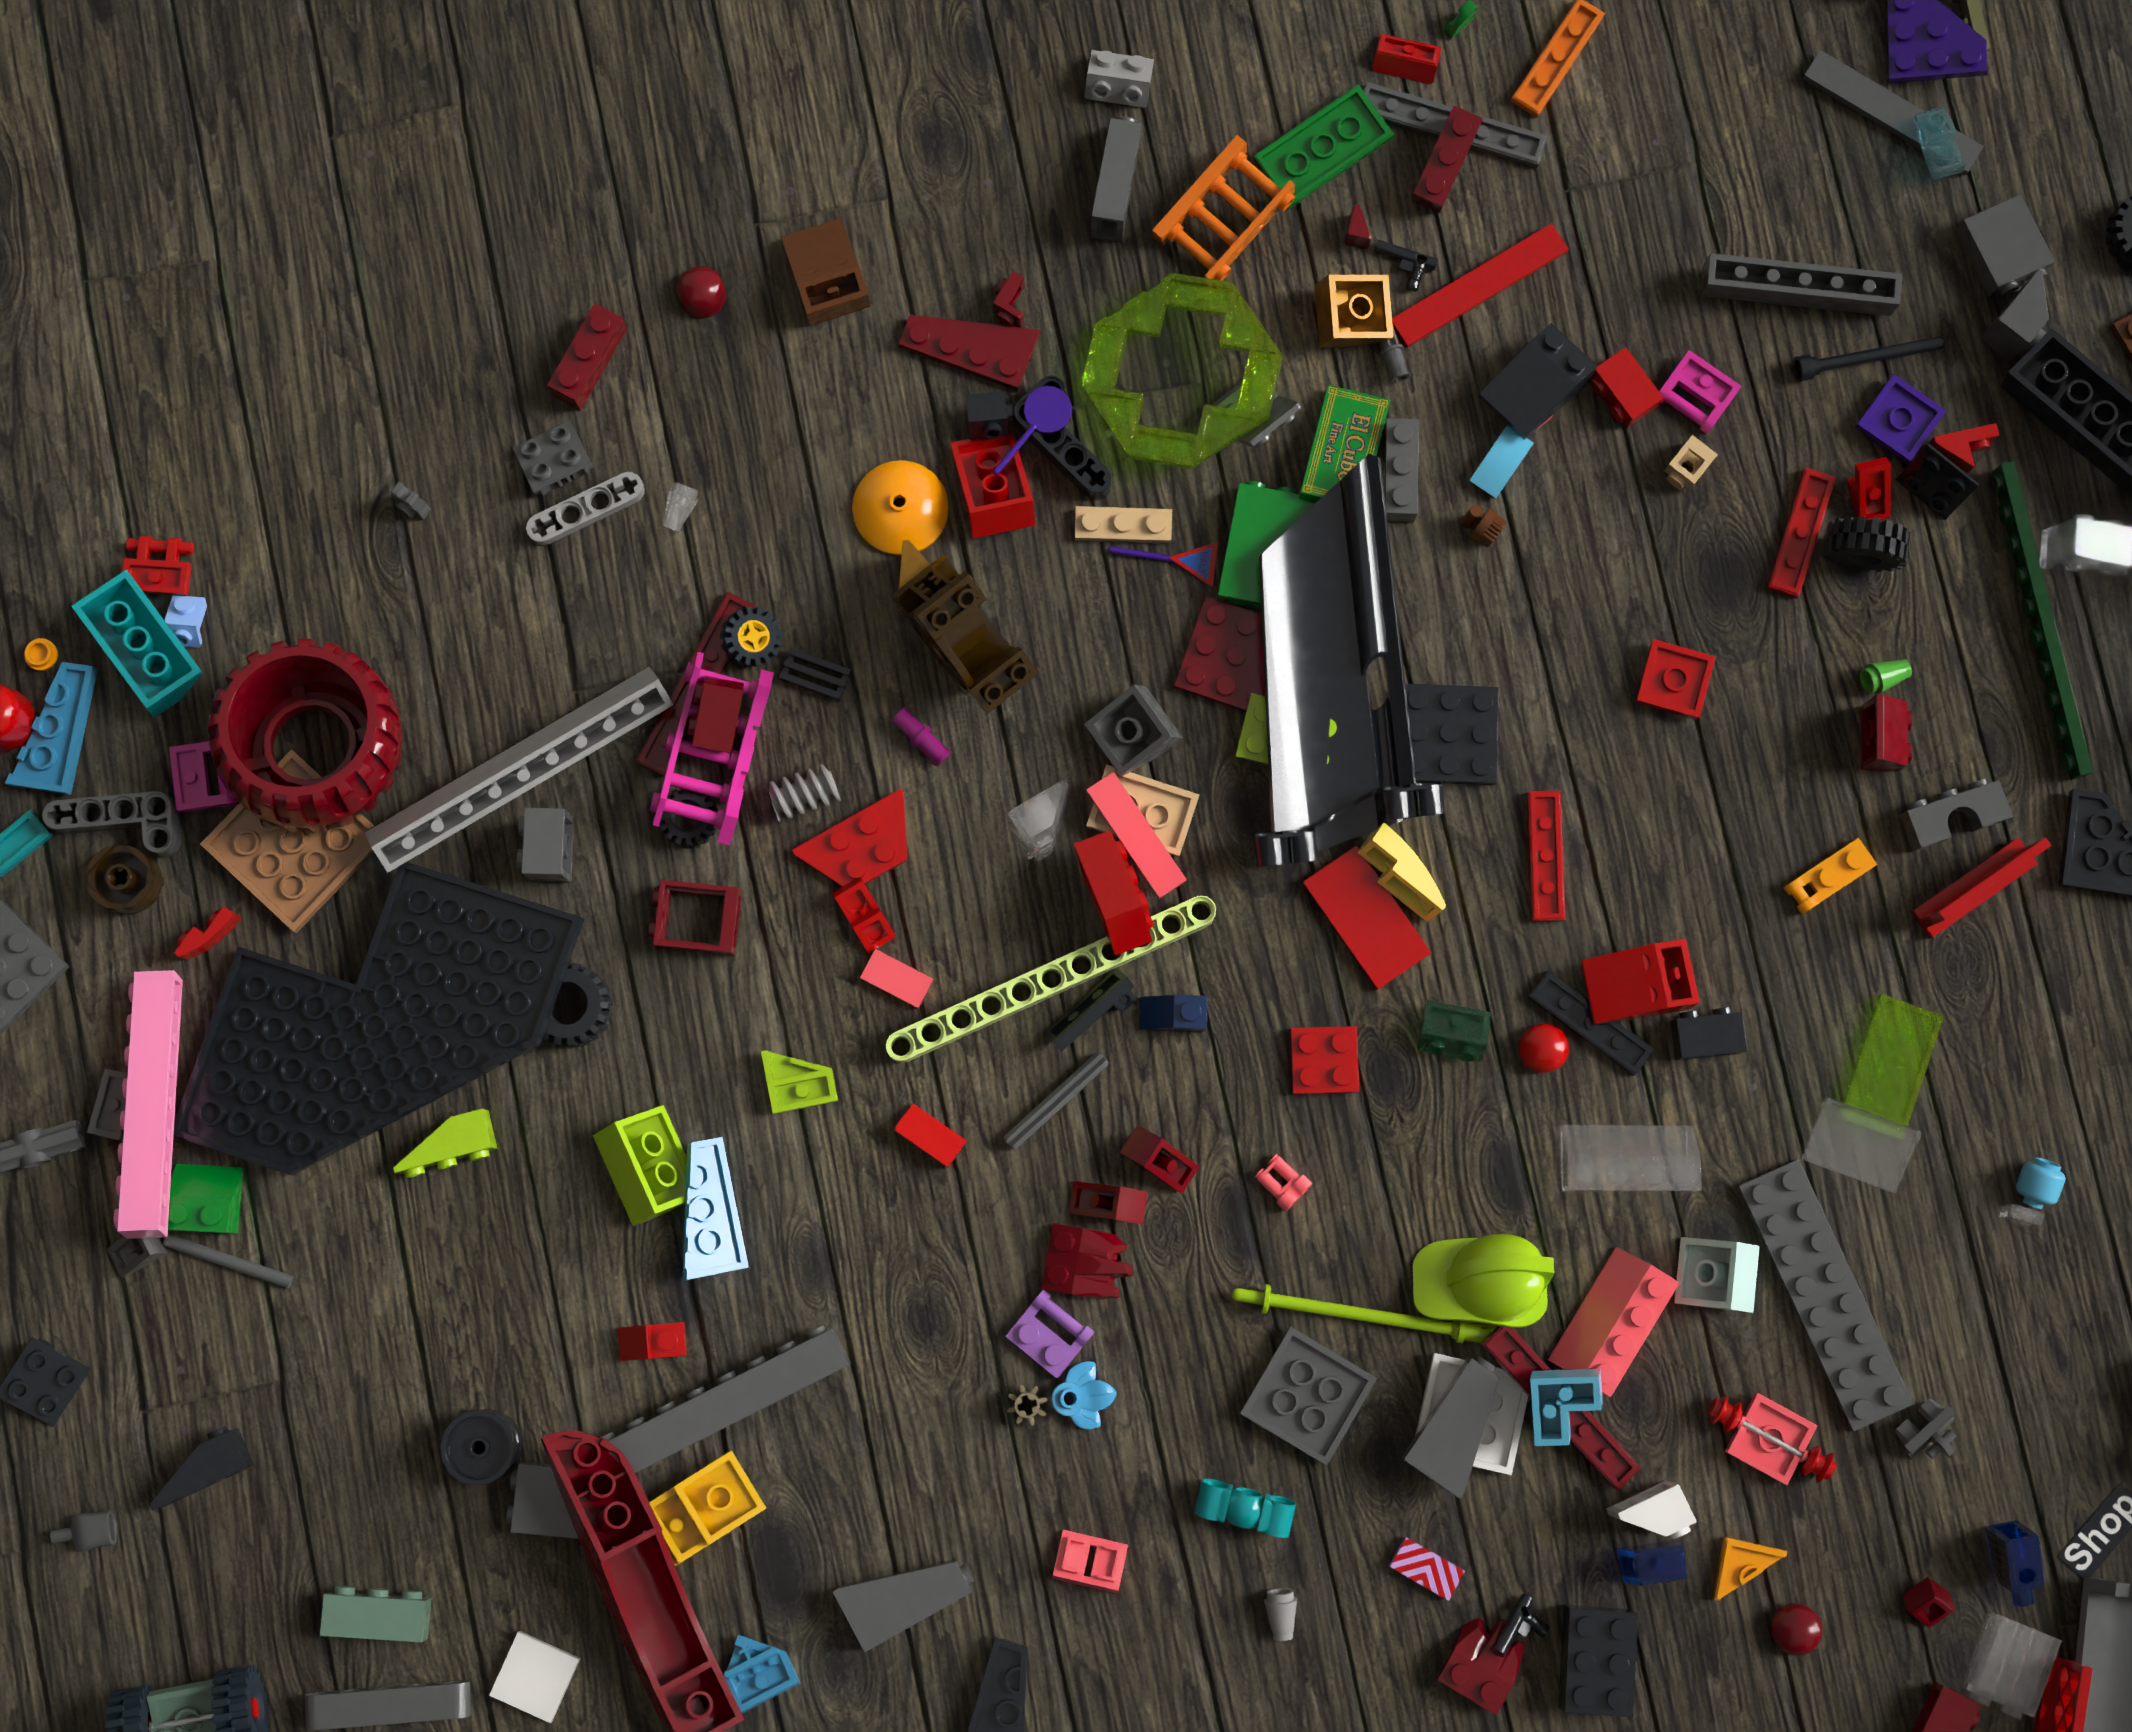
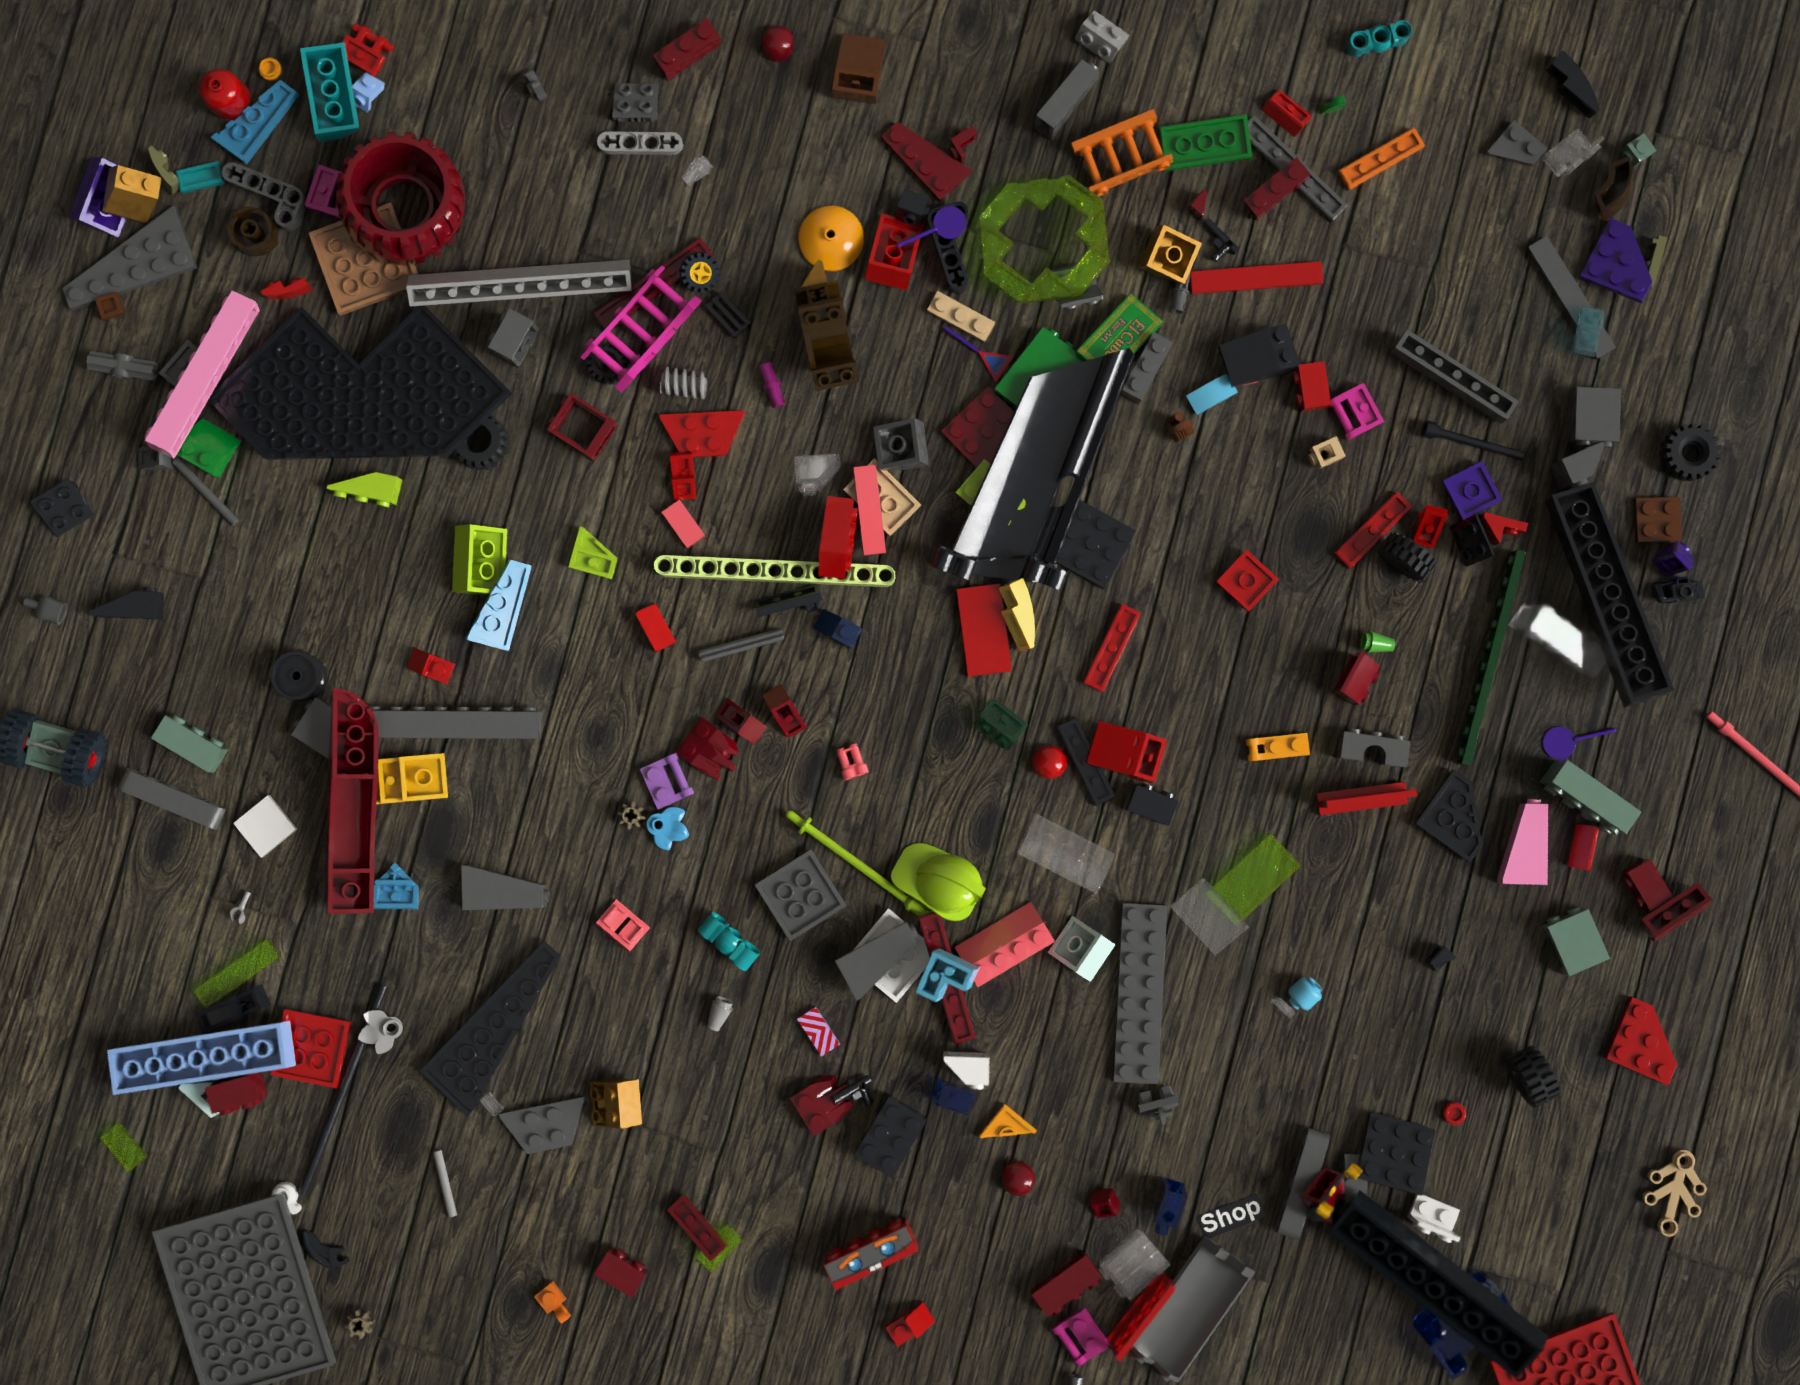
camera: 30 degrees right, 5 degrees up
(717, 713) = (653, 309): dark red brick -> none
(1324, 1060) = (914, 702): red plate -> none
(1771, 1438) = (1062, 1061): coral plate -> none

